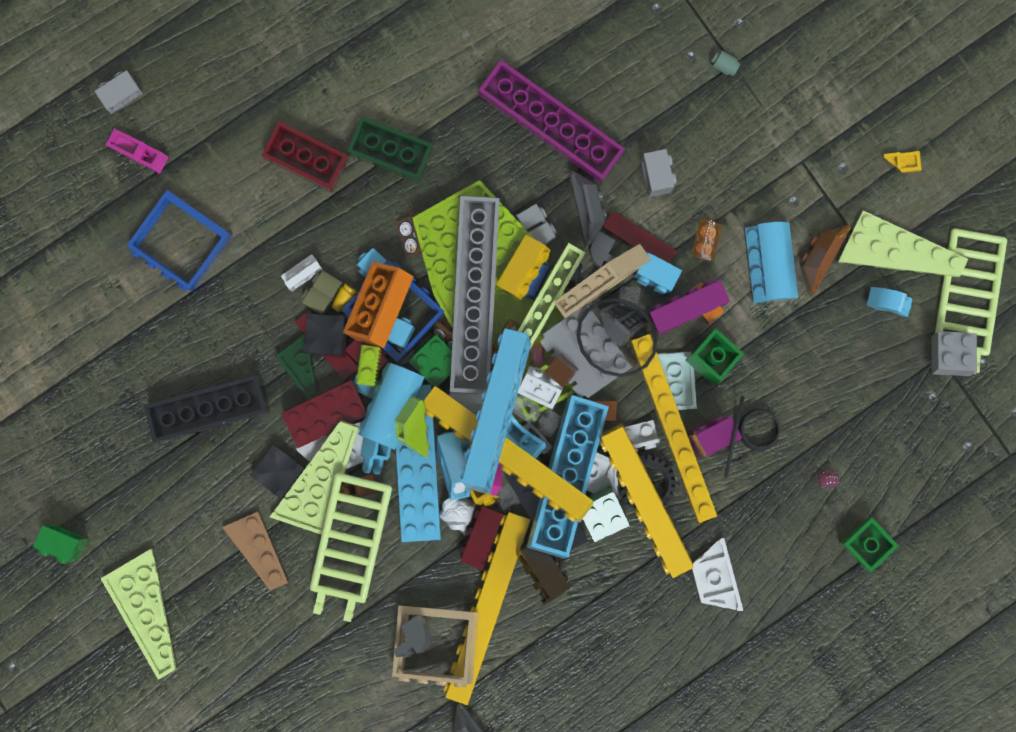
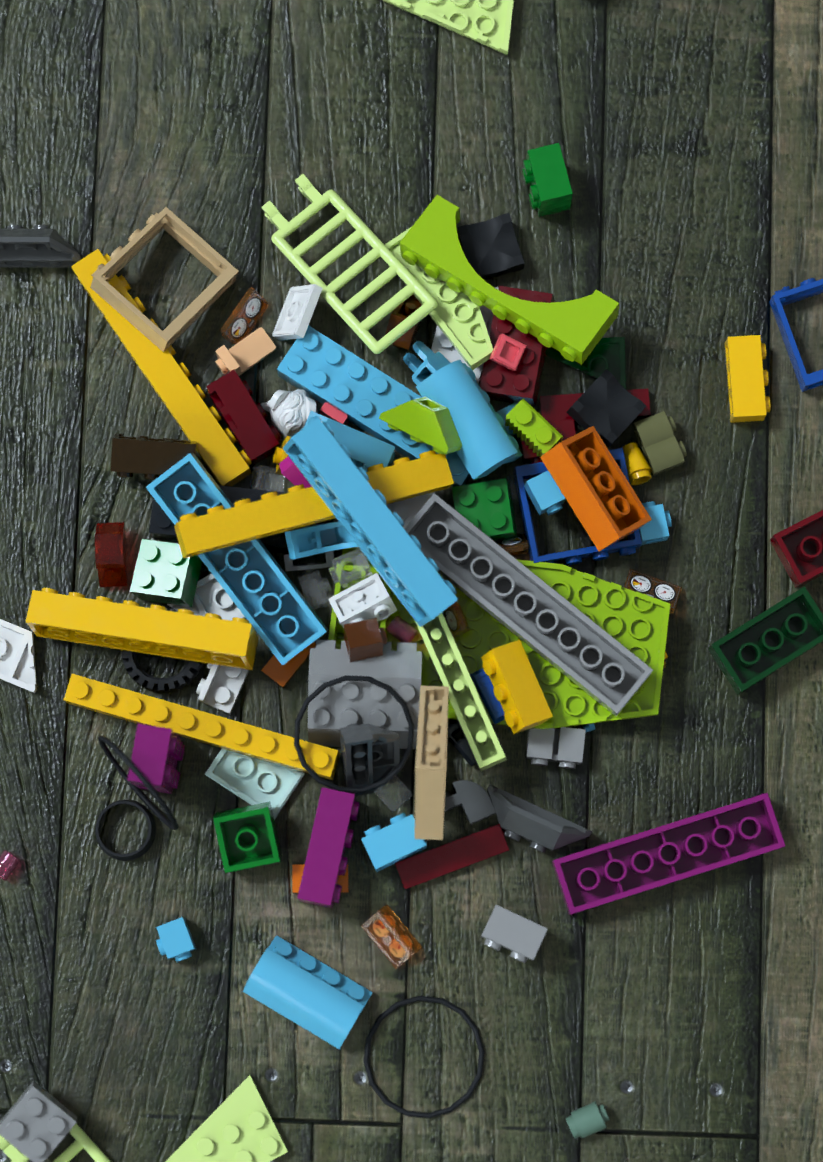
camera: 135 degrees right, 5 degrees down
(206, 409) = (620, 217): black brick -> none
(213, 467) = (547, 179): none -> green brick
(248, 270) = (746, 378): none -> yellow brick
(255, 544) = (428, 168): medium nougat wing -> none
(296, 389) = (567, 326): none -> lime arch
(301, 273) = (699, 436): white bracket -> none
(335, 412) = (507, 352): none -> coral tile
(398, 553) = (297, 312): none -> white tile
(418, 637) = (188, 264): dark grey brick -> none
(422, 582) = (244, 317): none -> slope
(441, 486) = (333, 413): none -> coral tile
(442, 566) = (245, 353): none -> light nougat bracket
(614, 554) = (110, 554): none -> clear red brick
(765, 139) = (480, 1060): none -> black piece
(798, 355) = (175, 940): none -> medium azure brick
(821, 256) = (271, 1059): dark orange wedge -> none
(889, 300) = (155, 1098): medium azure brick -> none

